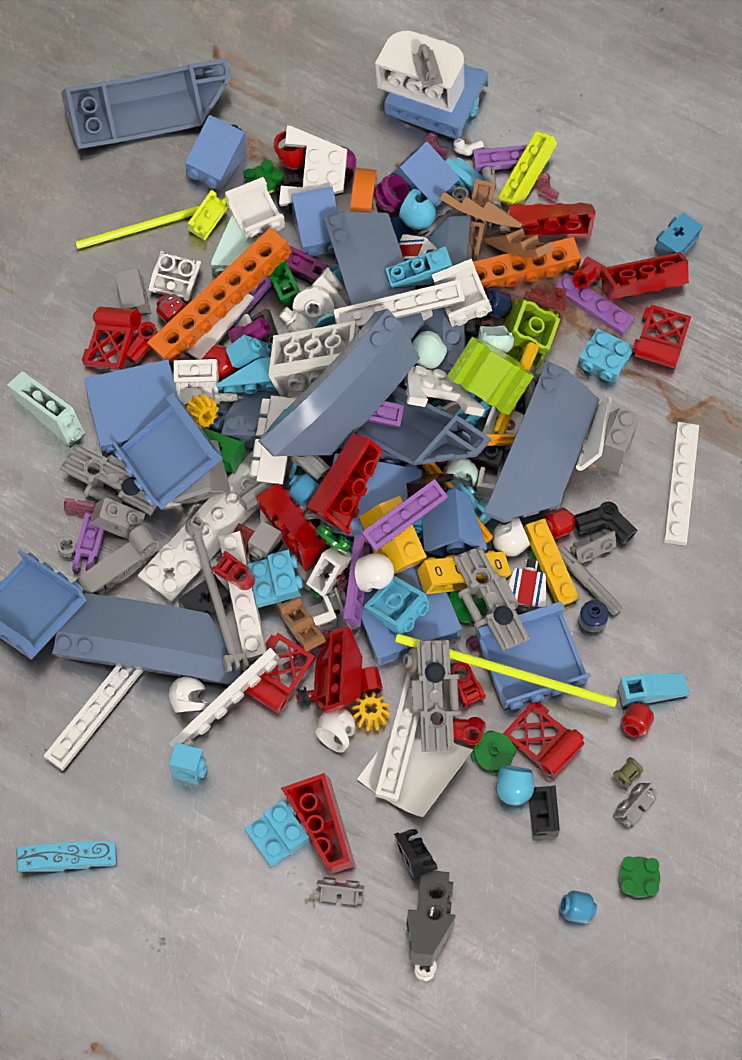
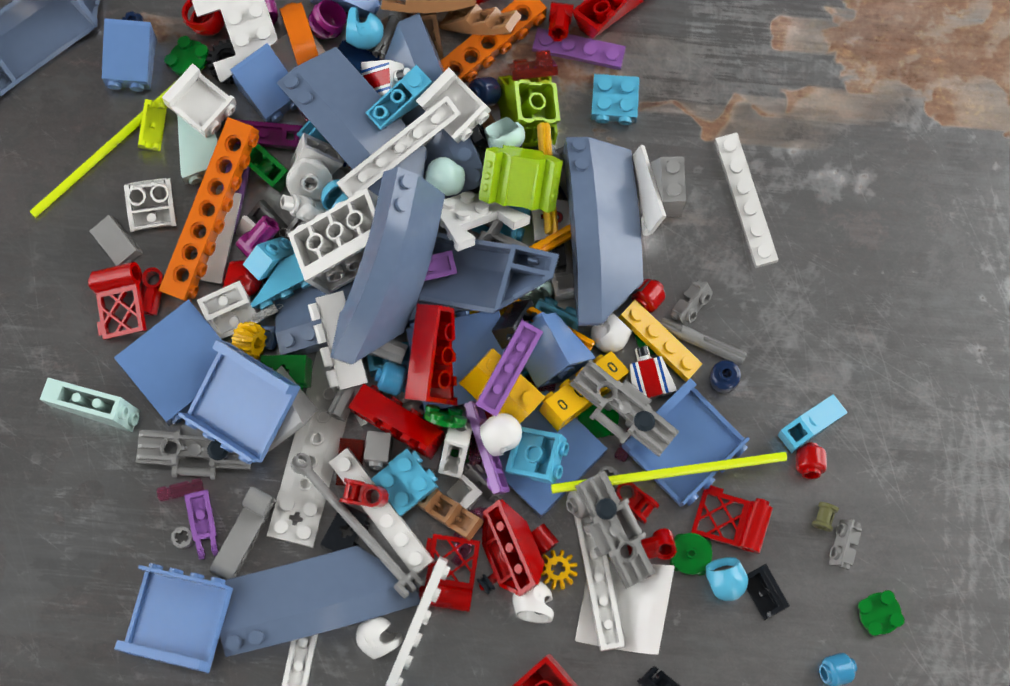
camera: 25 degrees left, 10 degrees up
(116, 517) = (219, 489): light grey brick -> none
(169, 306) = (163, 242): red head -> none
(595, 519) = (681, 275): black piece -> none
(659, 348) = (660, 70): red piece -> none

